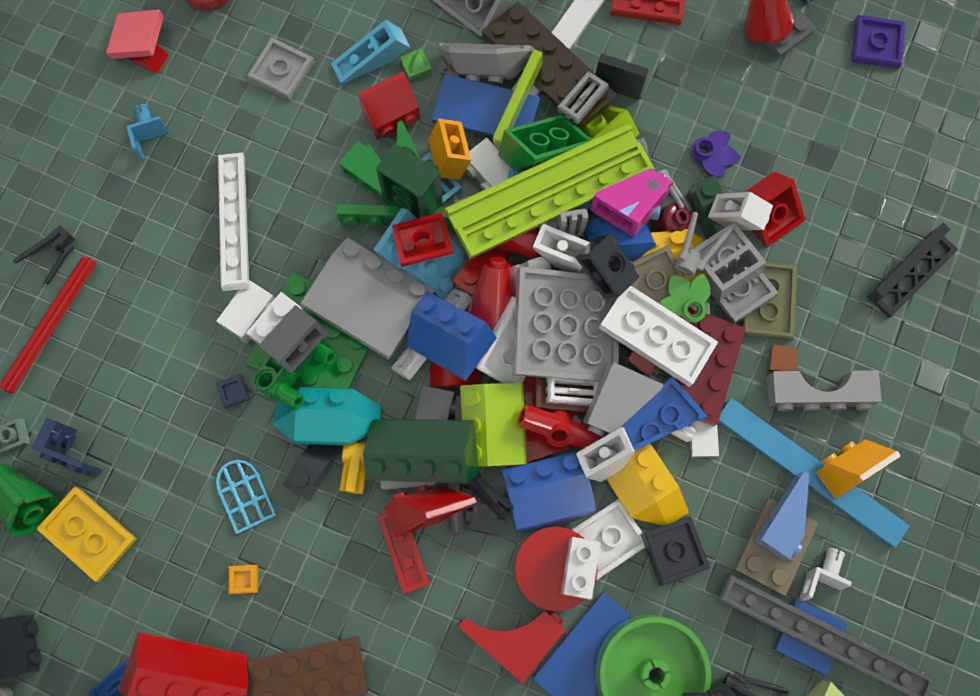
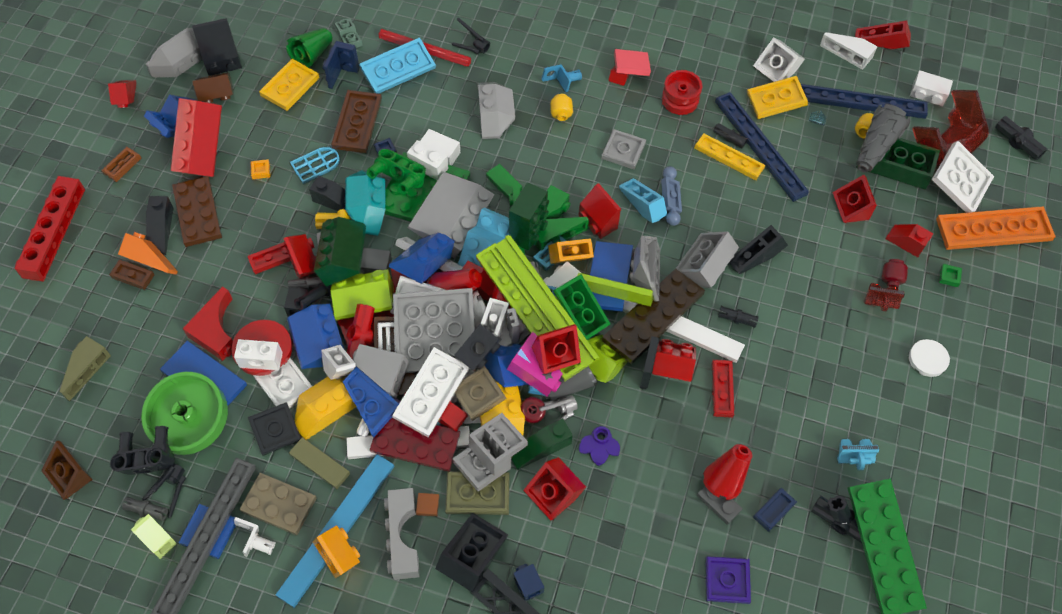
camera: 85 degrees right, 15 degrees down
(71, 658) = (213, 87): none -> reddish brown slope
(82, 364) = (397, 66): none -> medium azure plate
(176, 430) = (356, 121): none -> reddish brown plate
(178, 229) = (495, 108): none -> light grey wedge
(201, 137) = (561, 107): none -> yellow head
(233, 222) = (502, 131): white tile -> none
(293, 339) = (411, 162): dark grey brick -> none
(314, 229) = (502, 180): none -> green tile
(367, 18) = (671, 195): none -> sand blue plate
(415, 64) = (640, 229): bright green tile -> none
(422, 239) = (487, 228): red slope -> none
(570, 113) = (621, 335): light grey tile -> none
(616, 40) = (674, 360): none -> red slope
(624, 166) = (557, 349): none -> red slope
(684, 294) = (466, 411): bright green plate -> none
(689, 258) = (491, 408): light grey plant -> none
(723, 493) = (319, 463): none -> olive tile
(742, 208) = (537, 447): white brick -> none
(787, 521) = (292, 500): medium blue slope -> none
(847, 309) = (471, 551): none -> black slope
(884, 249) = (528, 581): none -> dark blue brick

